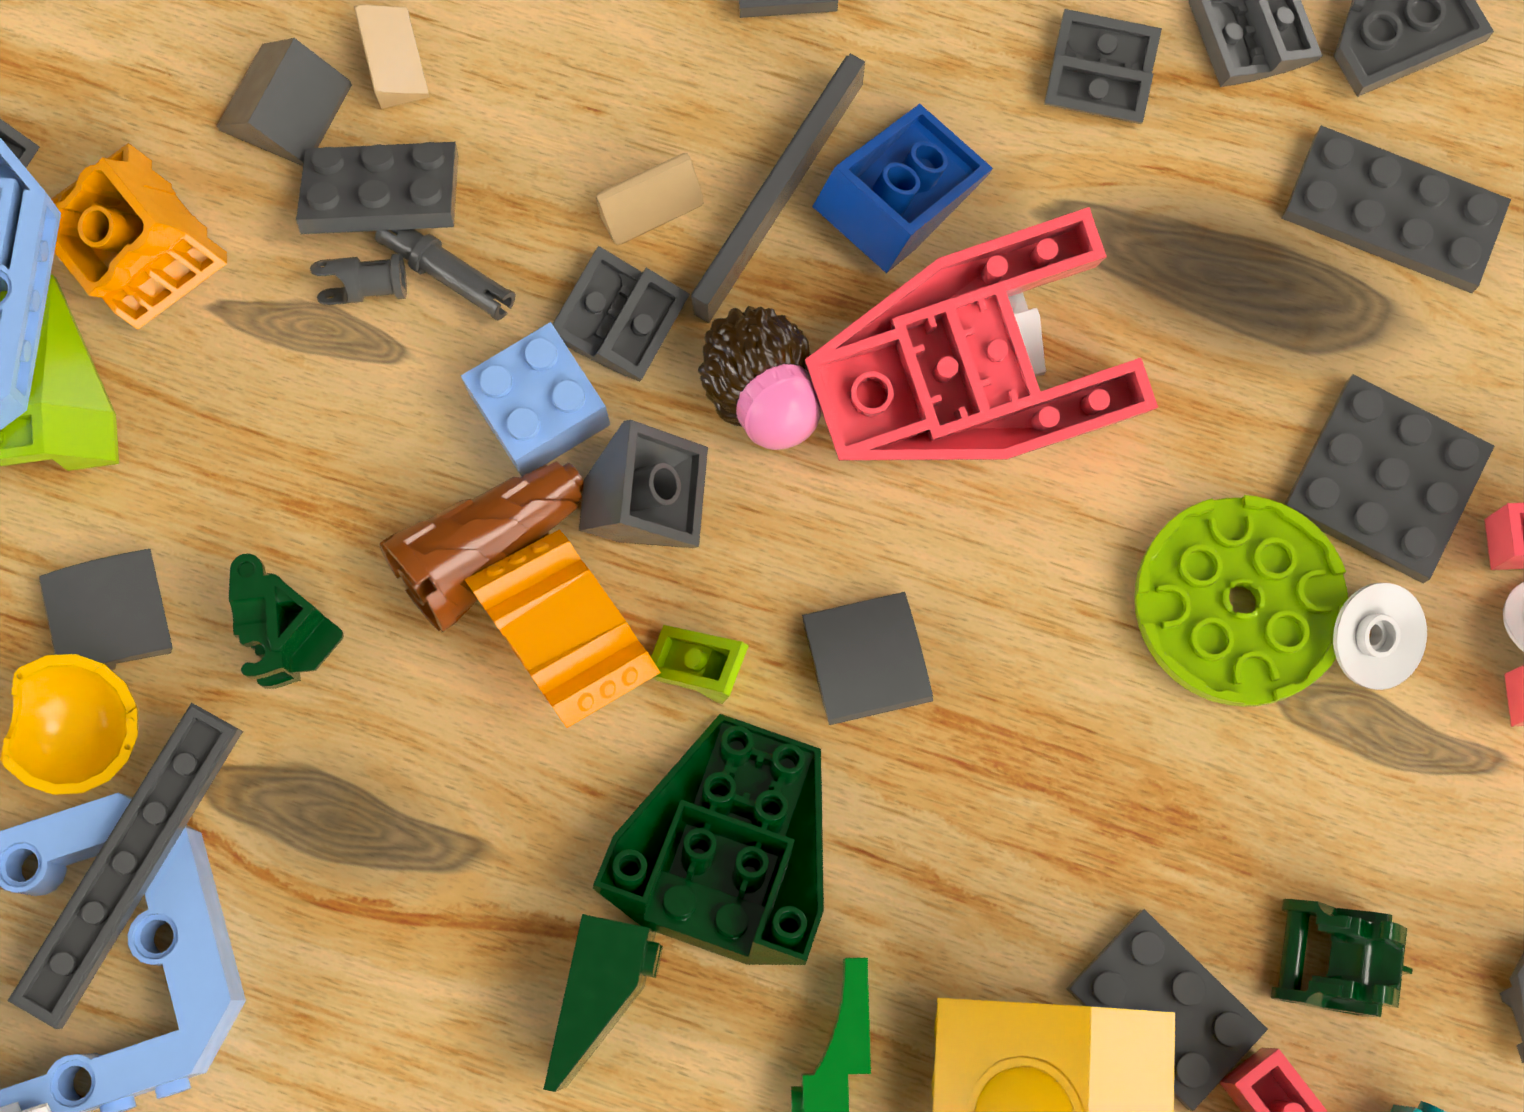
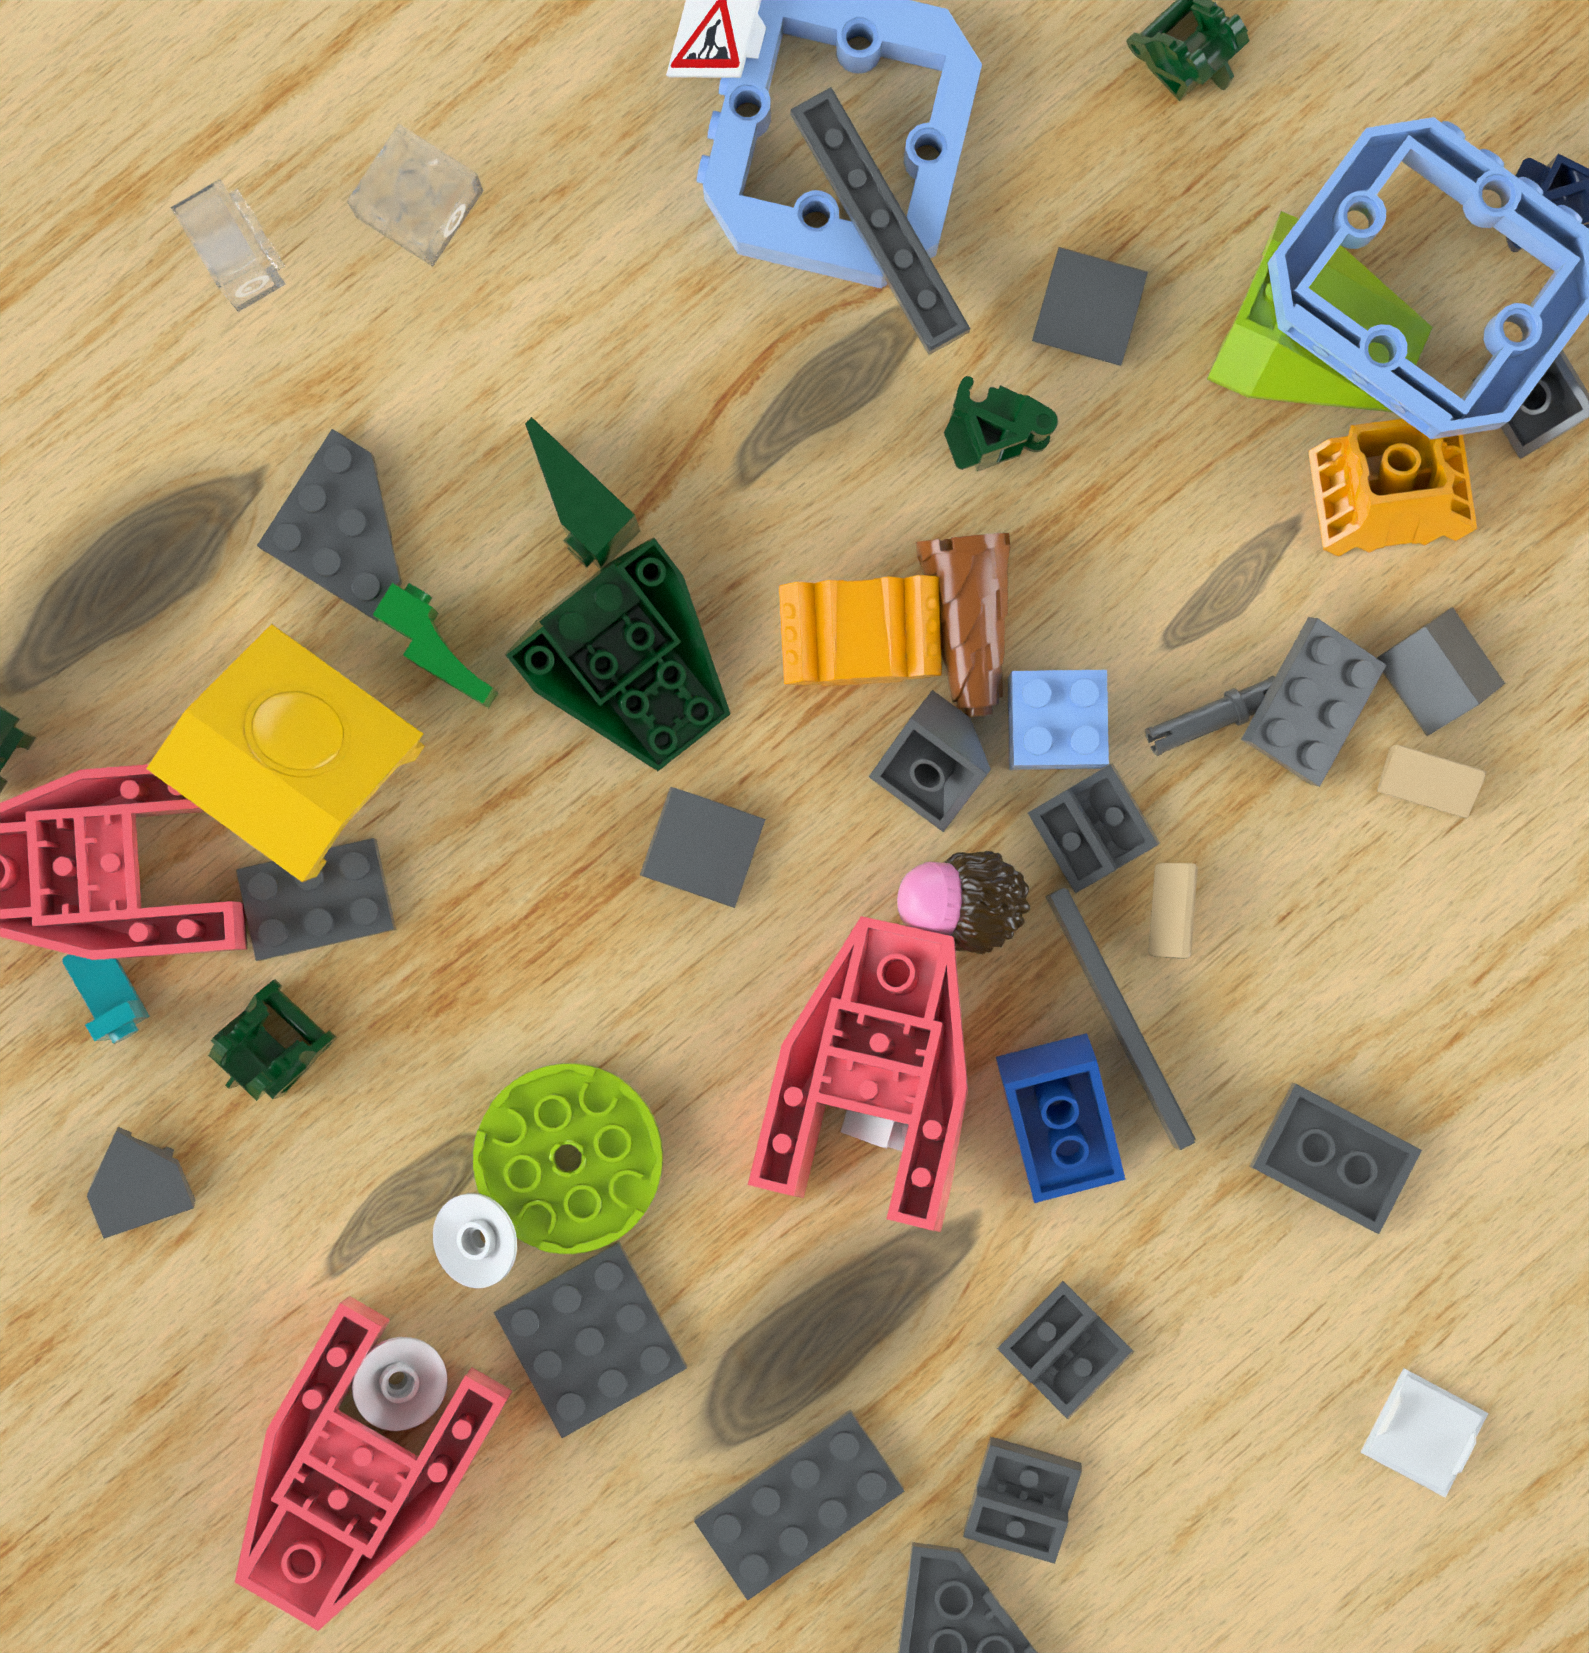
camera: 120 degrees right, 10 degrees up
(69, 724) = (1011, 233): yellow cylinder -> none
(362, 279) = (1245, 644): dark grey piece -> none
(698, 661) = (776, 717): lime slope -> none

